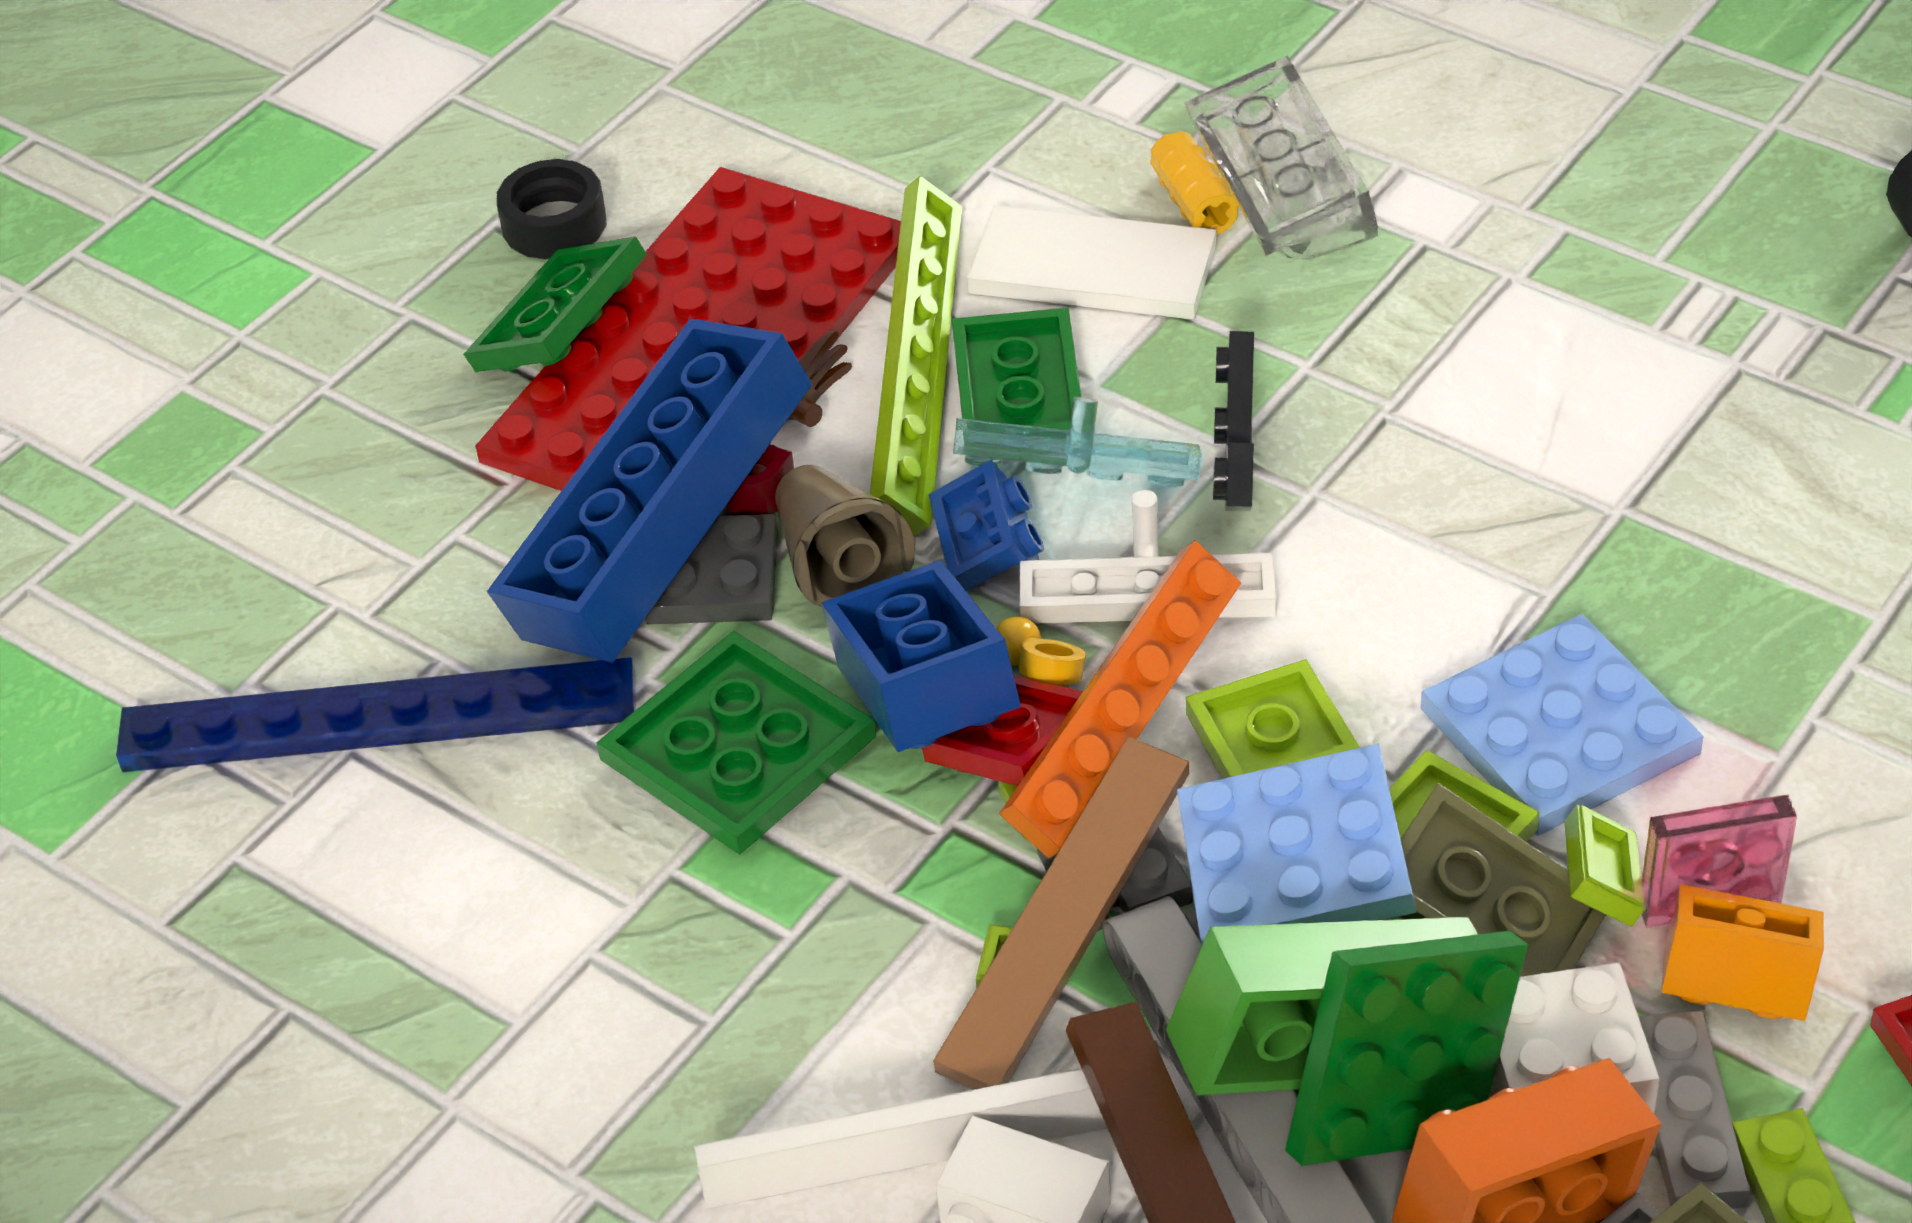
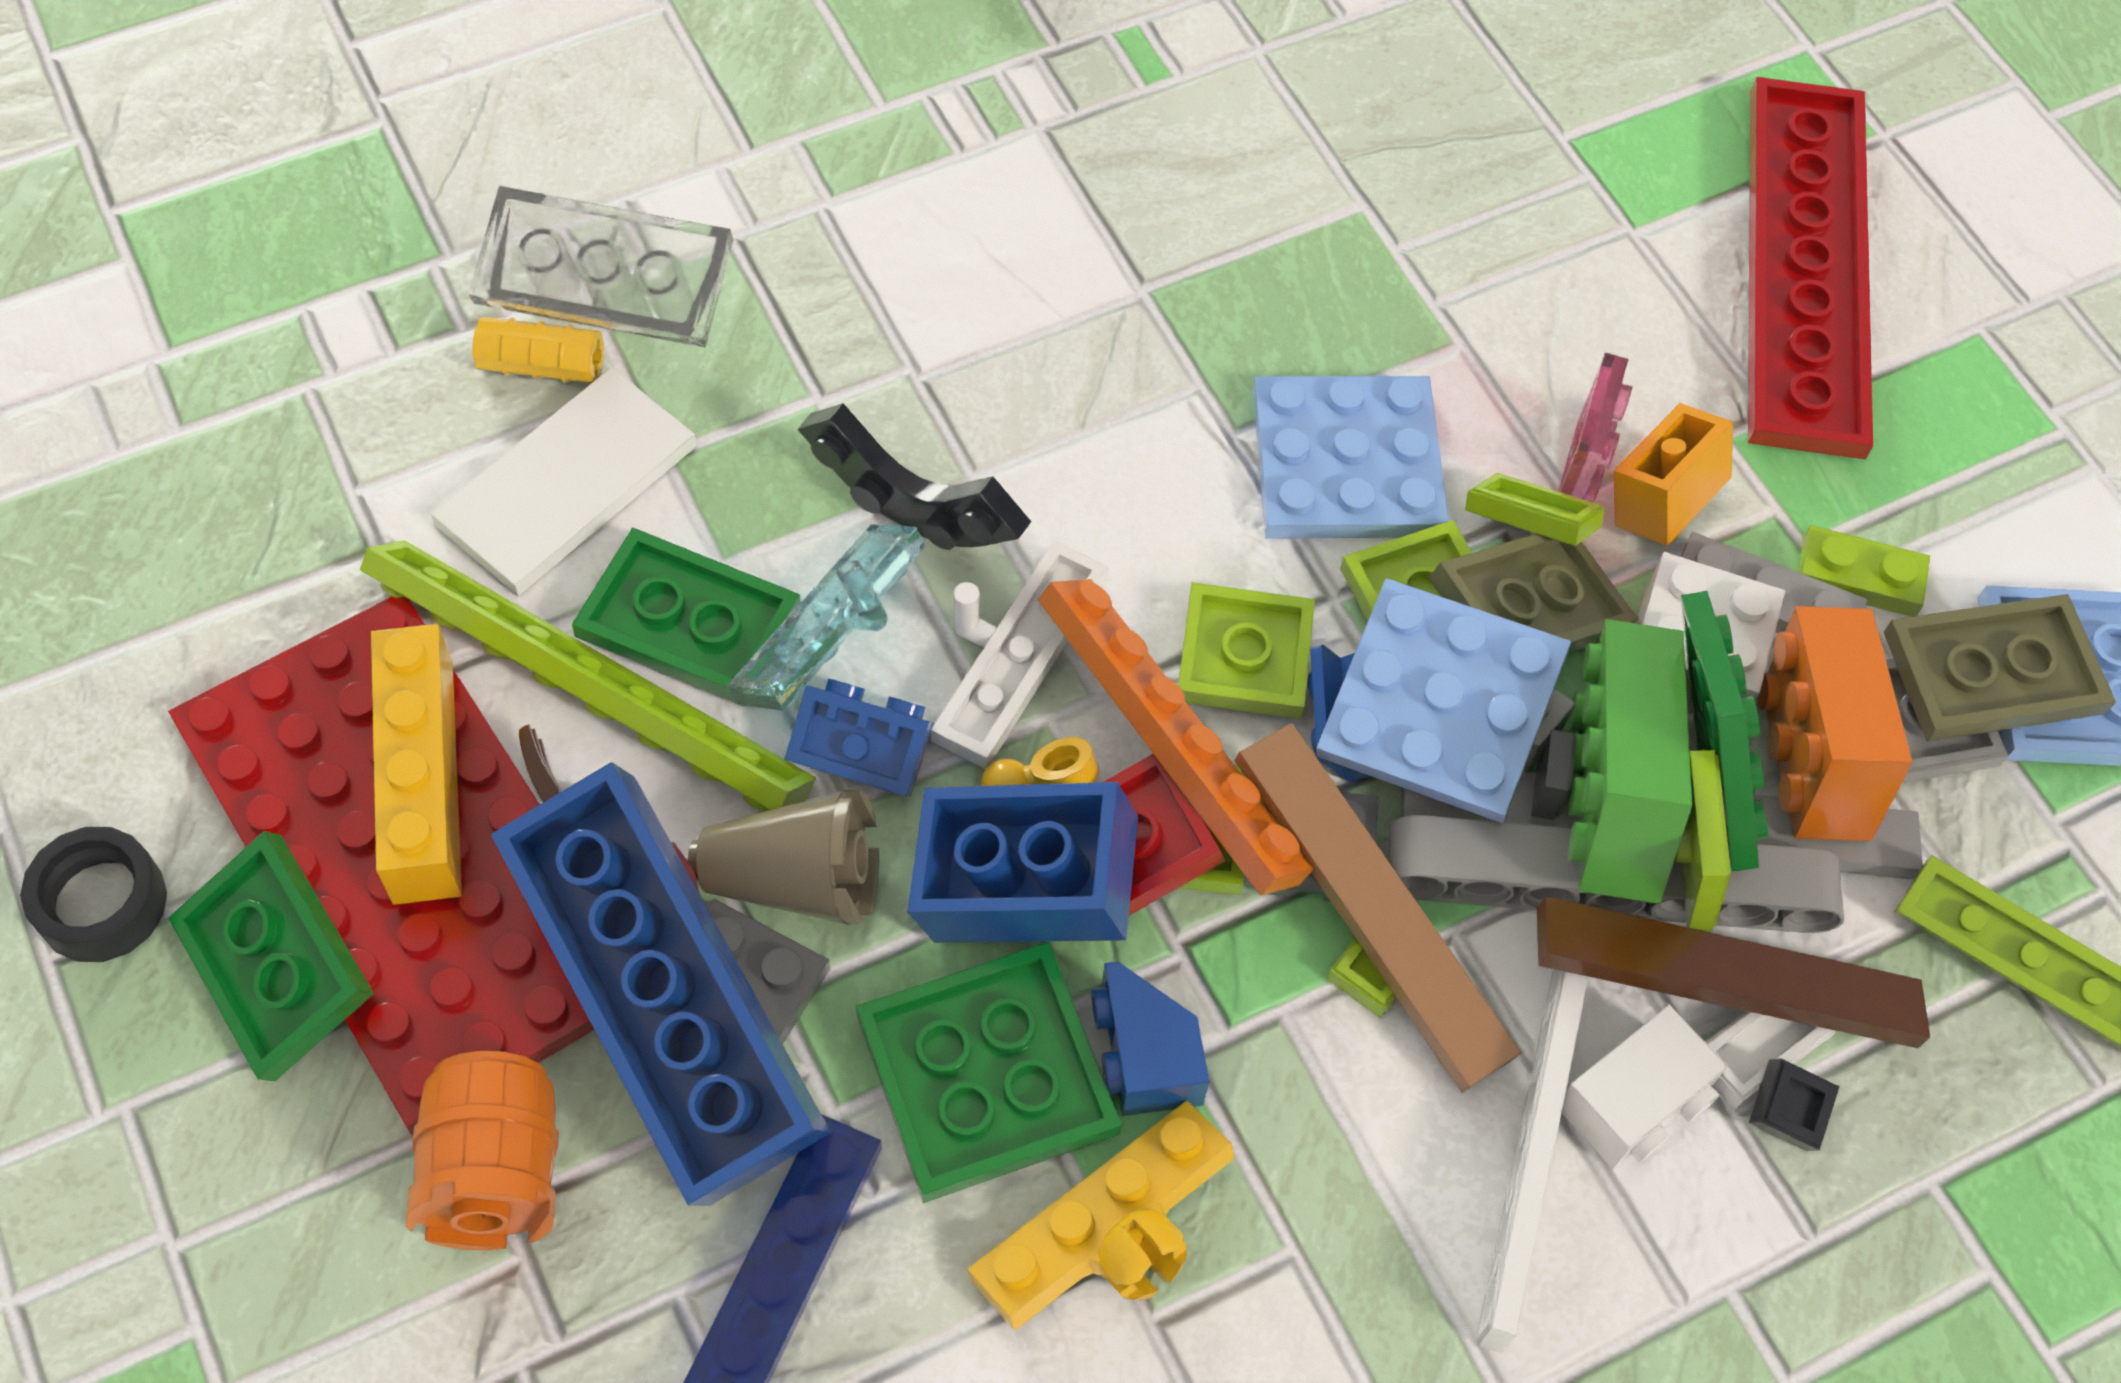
camera: 70 degrees left, 15 degrees up
(470, 477) = (484, 1152): none -> orange piece
(647, 877) = (1108, 1222): none -> yellow plate
(757, 275) = (415, 765): none -> yellow brick
(823, 828) = (1153, 1043): none -> blue slope
(1252, 1080) = (1704, 845): none -> lime plate

